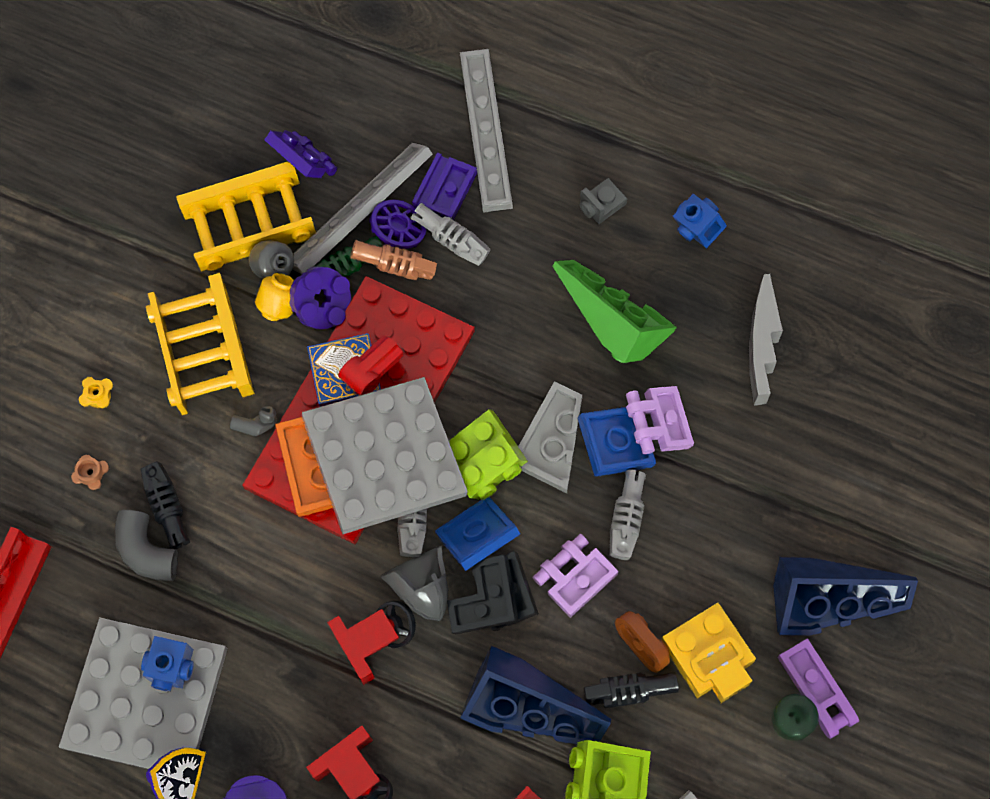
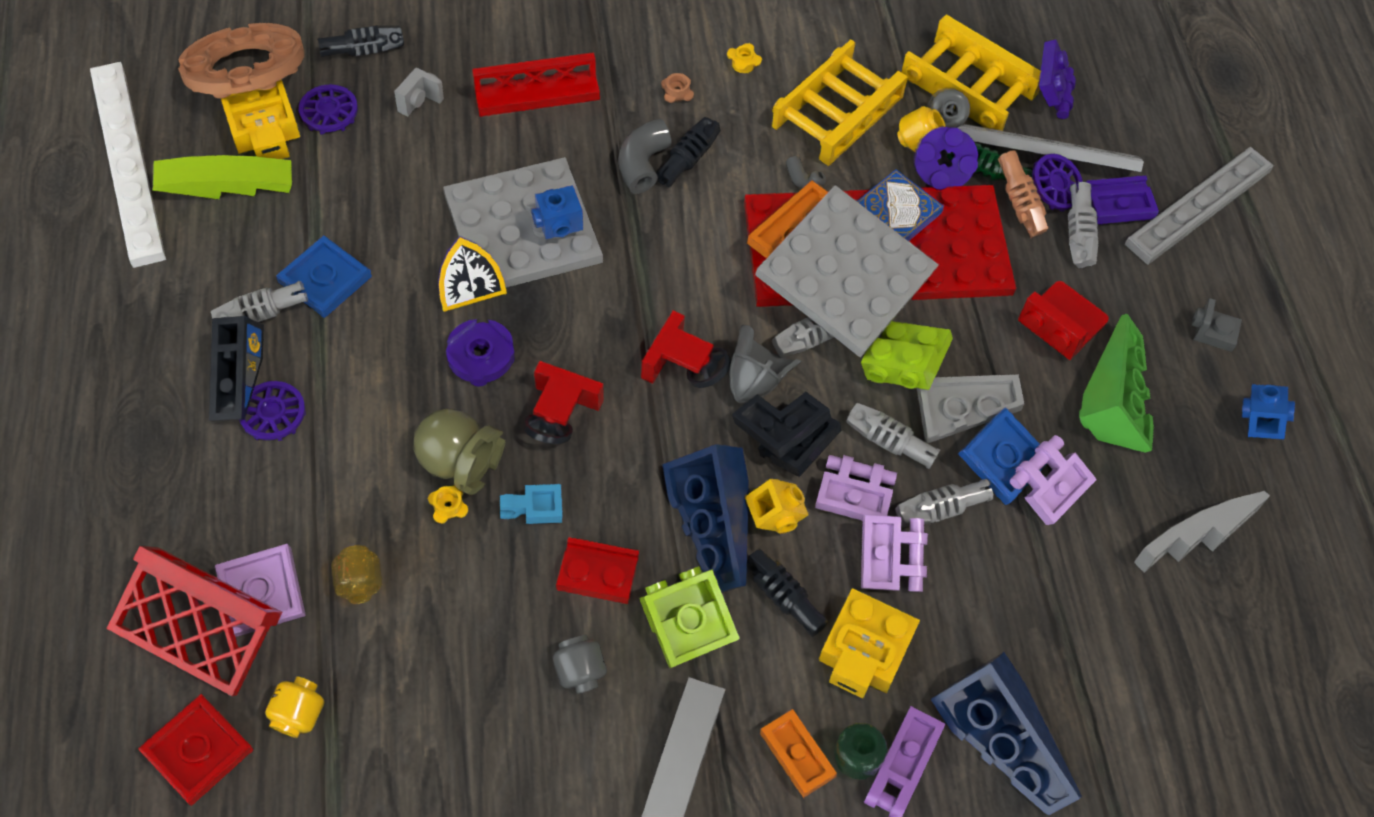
camera: 50 degrees right, 10 degrees down
(365, 372) = (906, 216): red piece -> none
(477, 533) = (834, 384): blue tile -> none
(524, 309) = (1063, 318): none -> red bracket
(548, 514) = (891, 434): none -> light grey hinge
(557, 650) = (777, 506): none -> yellow brick
(642, 641) = (838, 570): dark orange plate -> none
(643, 592) = (881, 553): none -> lavender plate
(767, 764) = (798, 753): none -> orange plate

